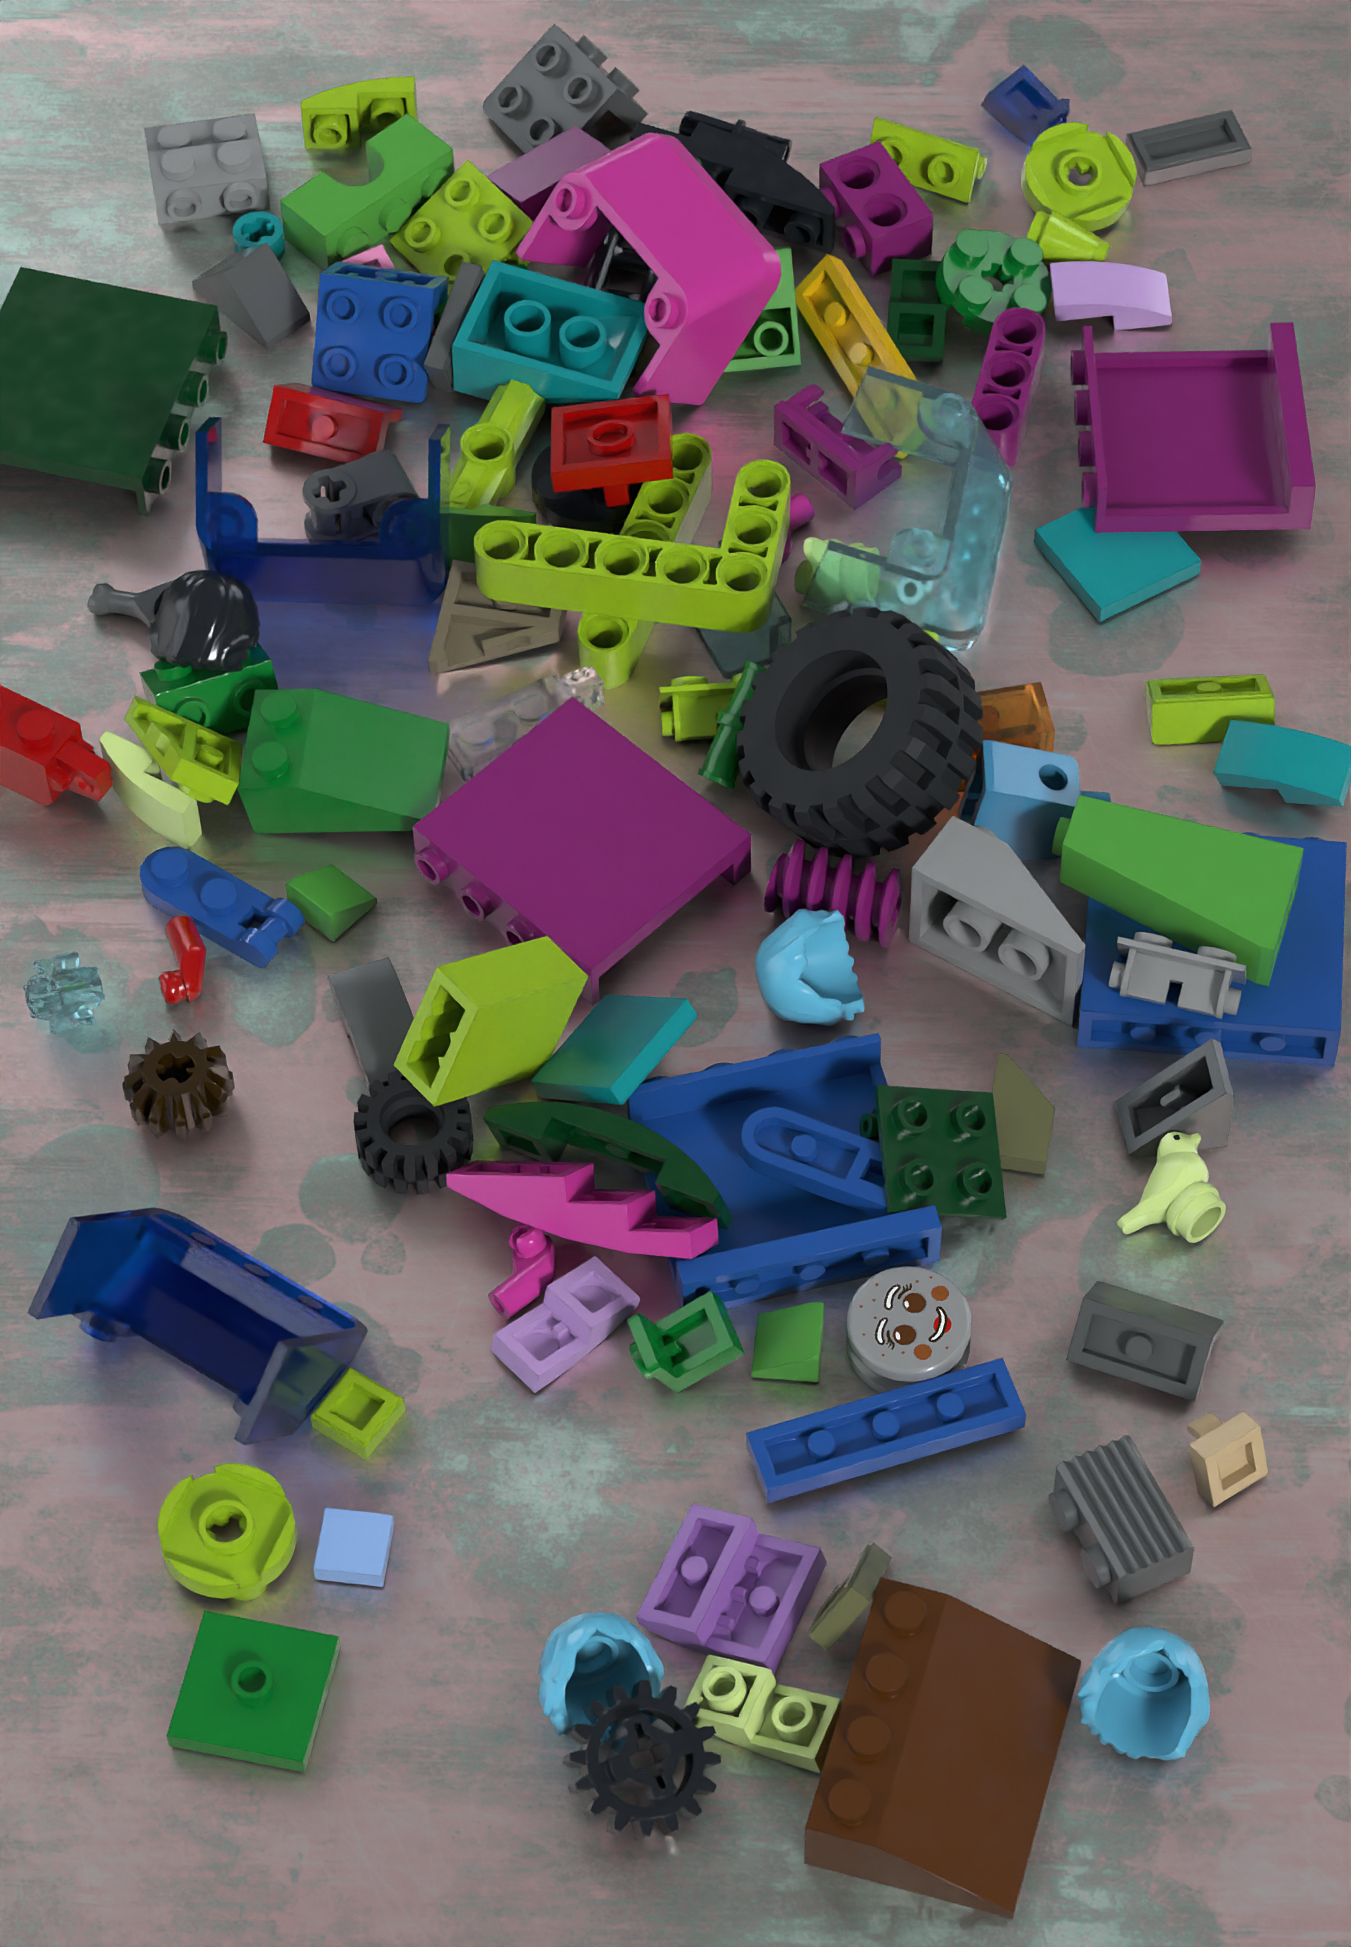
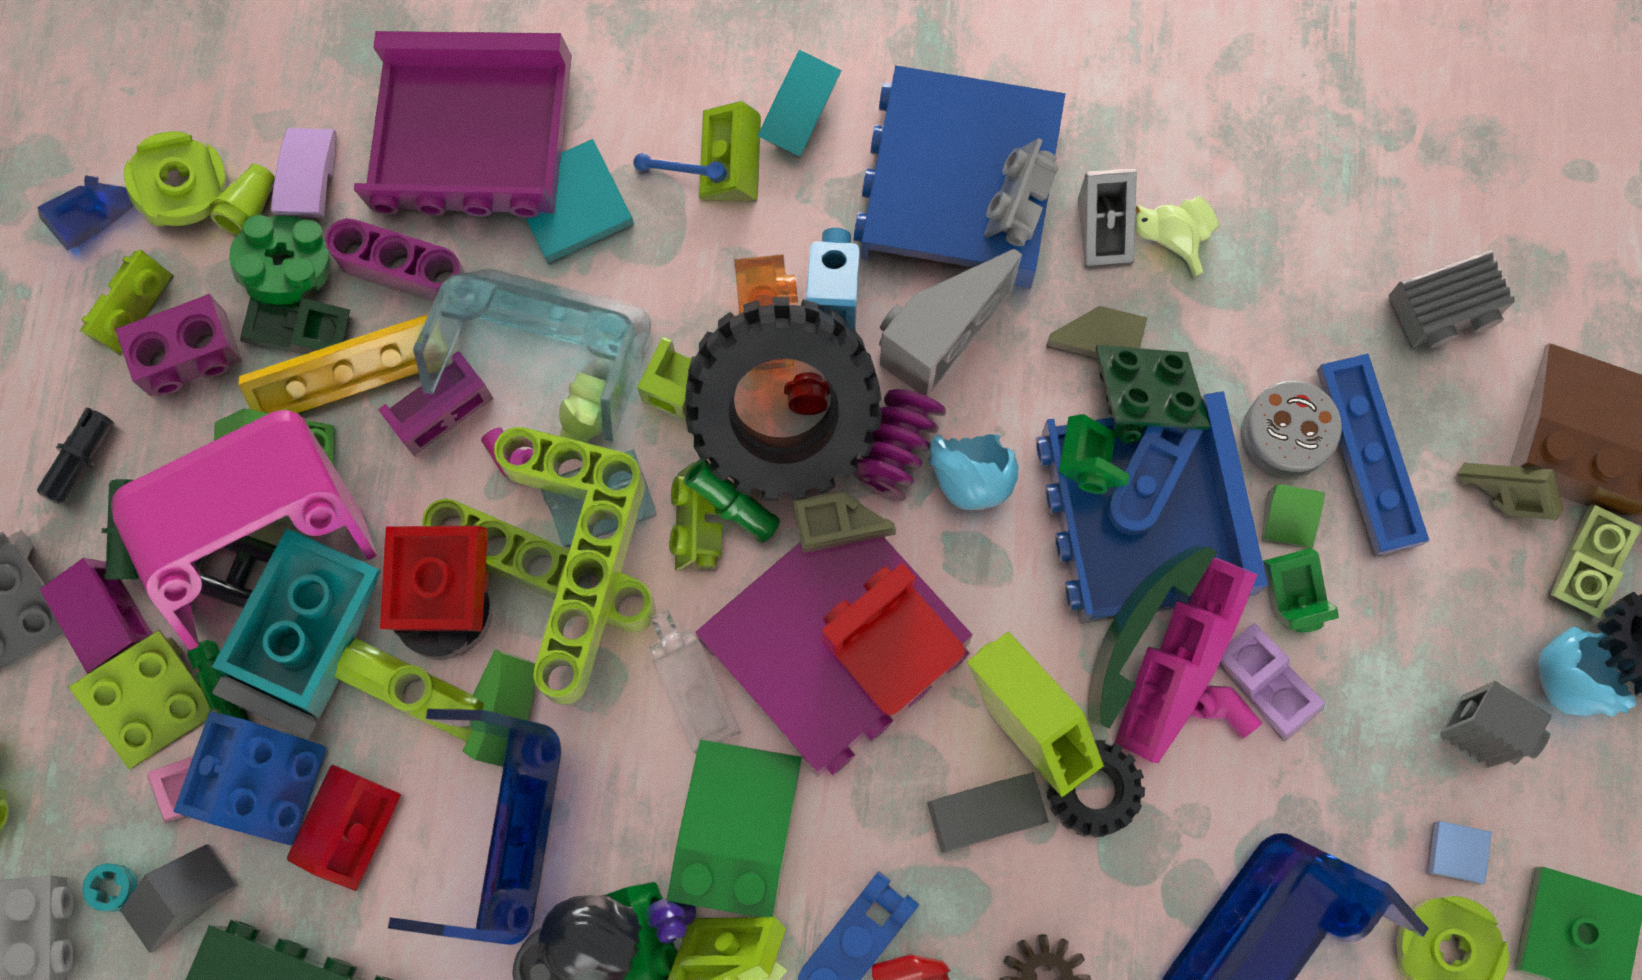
camera: 85 degrees left, 20 degrees up
(237, 691) = (670, 919): none -> dark purple arm
(329, 900) = (857, 847): bright green slope -> none
(340, 220) = (110, 811): bright green arch -> none
(354, 495) = (438, 796): dark grey piece -> none
(358, 1413) = (1344, 839): lime tile -> none
(484, 629) = (594, 716): dark tan wing -> none
(514, 1548) = (1497, 725): none -> dark grey brick
(576, 866) = (891, 640): none -> red bracket
(614, 1049) = (1044, 616): teal tile -> none
(718, 816) = (837, 521): none -> olive tile
(731, 1589) = (1496, 575): medium lavender slope -> none
(762, 186) = (137, 438): black slope -> none
(835, 1081) = (1089, 455): none -> green bracket
(1144, 1339) = (1296, 265): dark grey panel -> none
(1146, 1694) = (1589, 298): medium azure hair -> none
(1173, 679) = (715, 171): none -> blue hinge
(1183, 878) = (944, 170): bright green slope -> none
(1188, 148) = (147, 93): dark grey tile -> none
(1226, 1455) = (1400, 224): tan tile -> none

